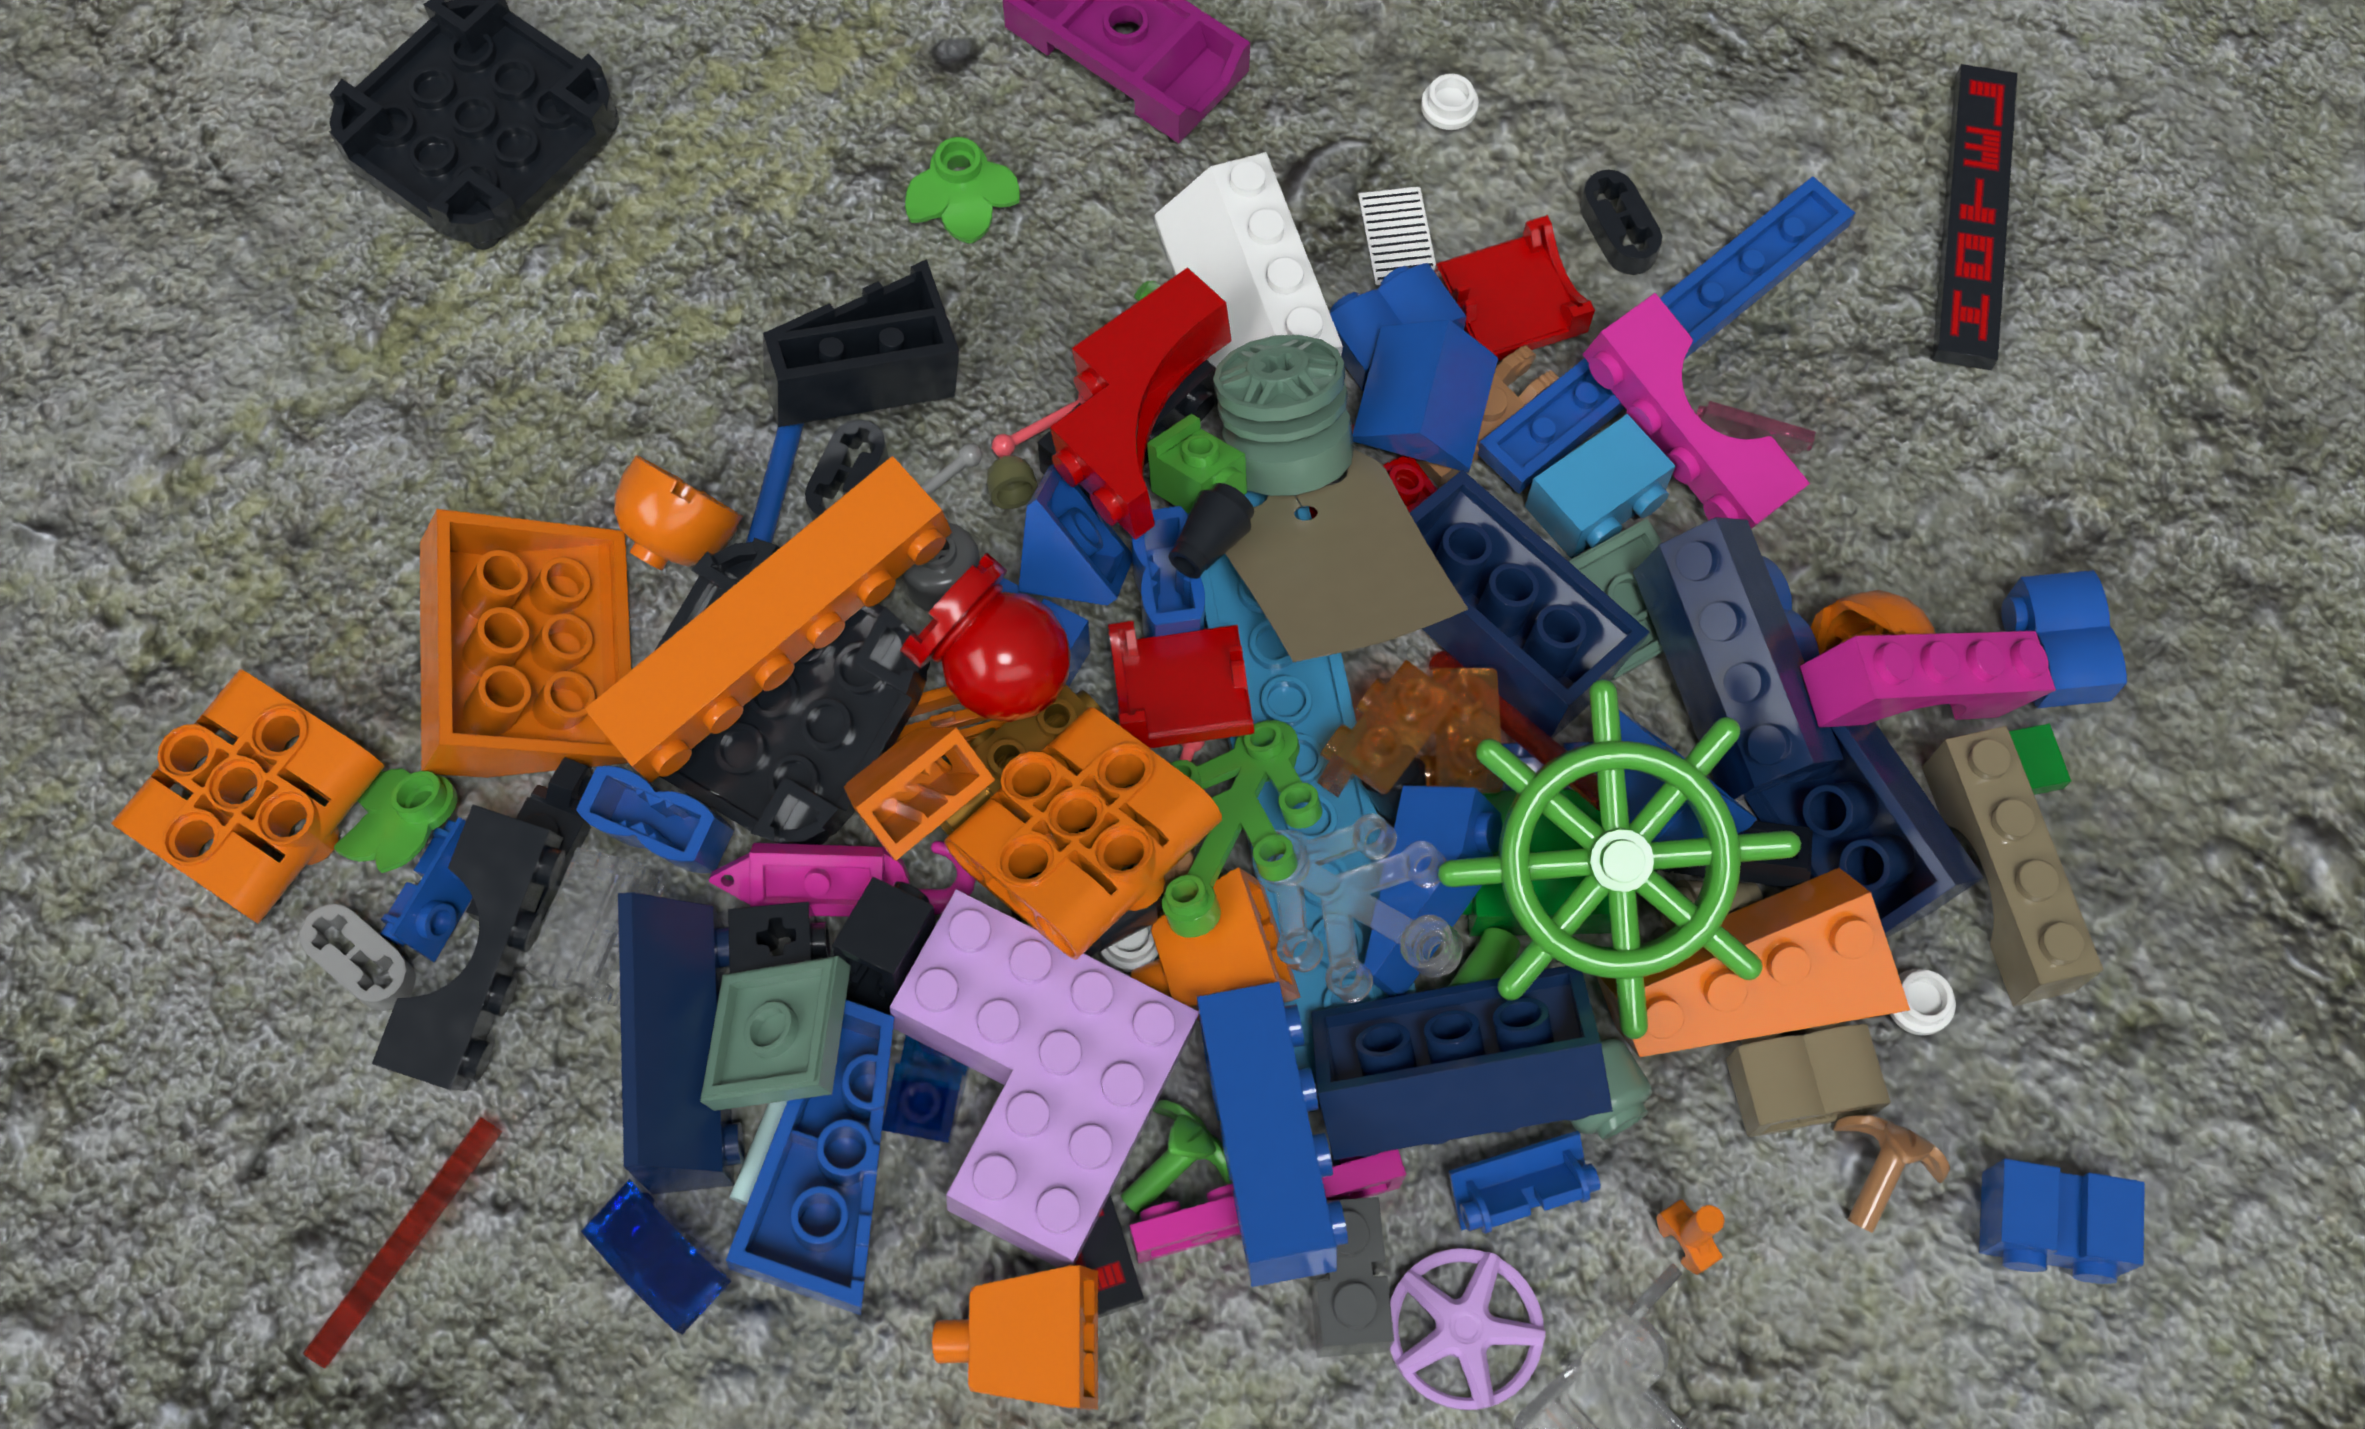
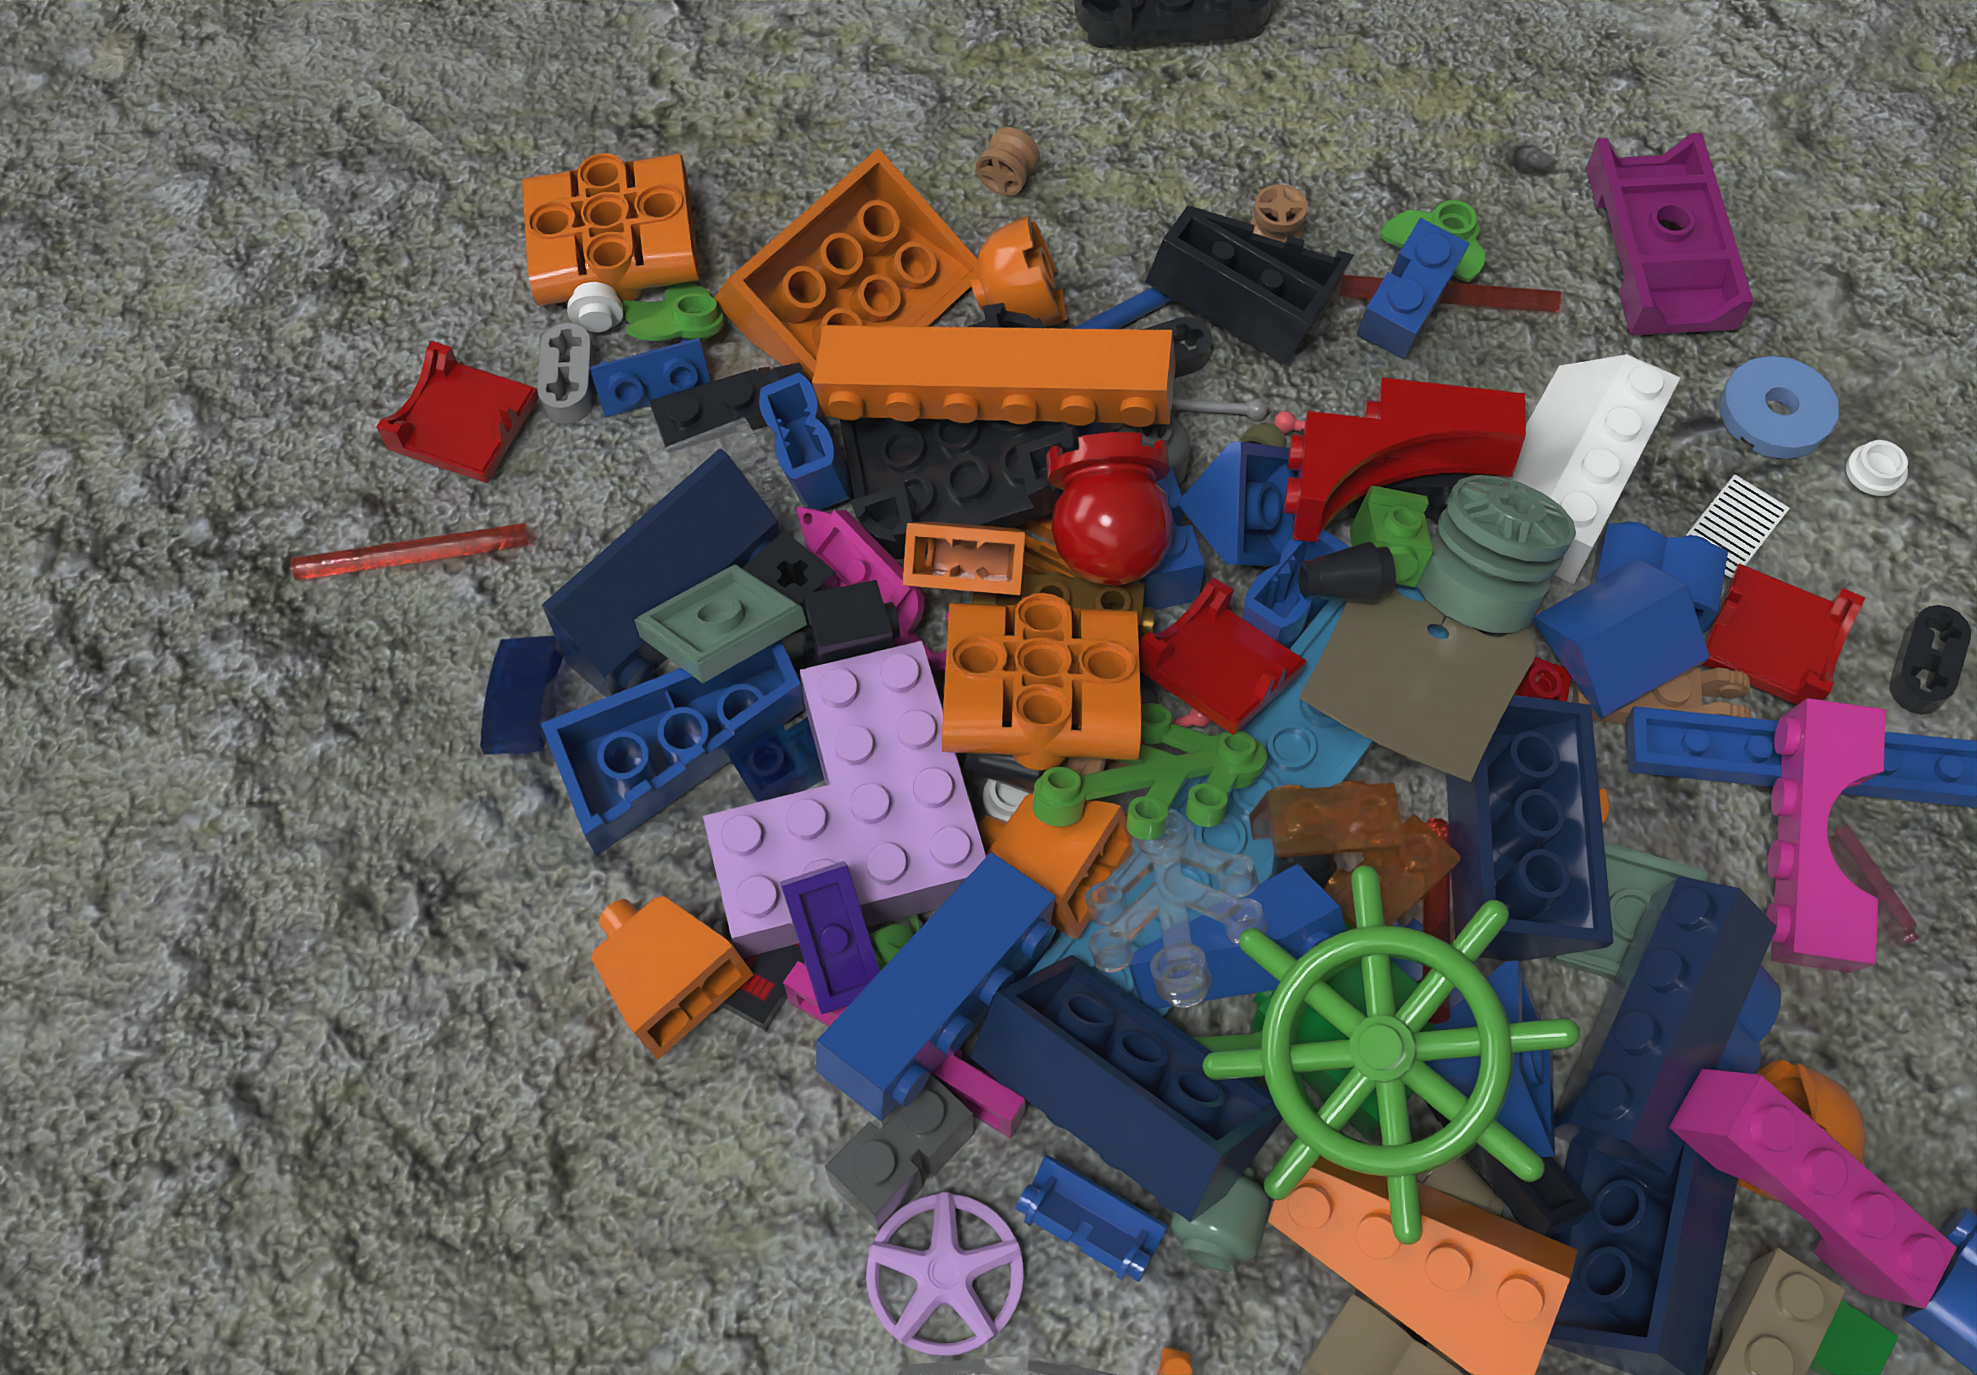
camera: 50 degrees right, 5 degrees down
(307, 1087) = (458, 416): none -> red piece
(319, 877) = (595, 307): none -> white plate
(446, 1031) = (682, 391): black arch -> none
(539, 420) = (1007, 161): none -> medium nougat wheel
(819, 261) = (1282, 205): none -> medium nougat wheel
(993, 229) = (1412, 288): none -> blue brick
(1018, 221) = (1467, 294): none -> clear red bar
(1150, 1179) = (831, 934): none -> dark purple plate
(1343, 85) = (1795, 385): none -> medium blue tile
(1600, 487) = (1699, 819): dark azure brick -> none

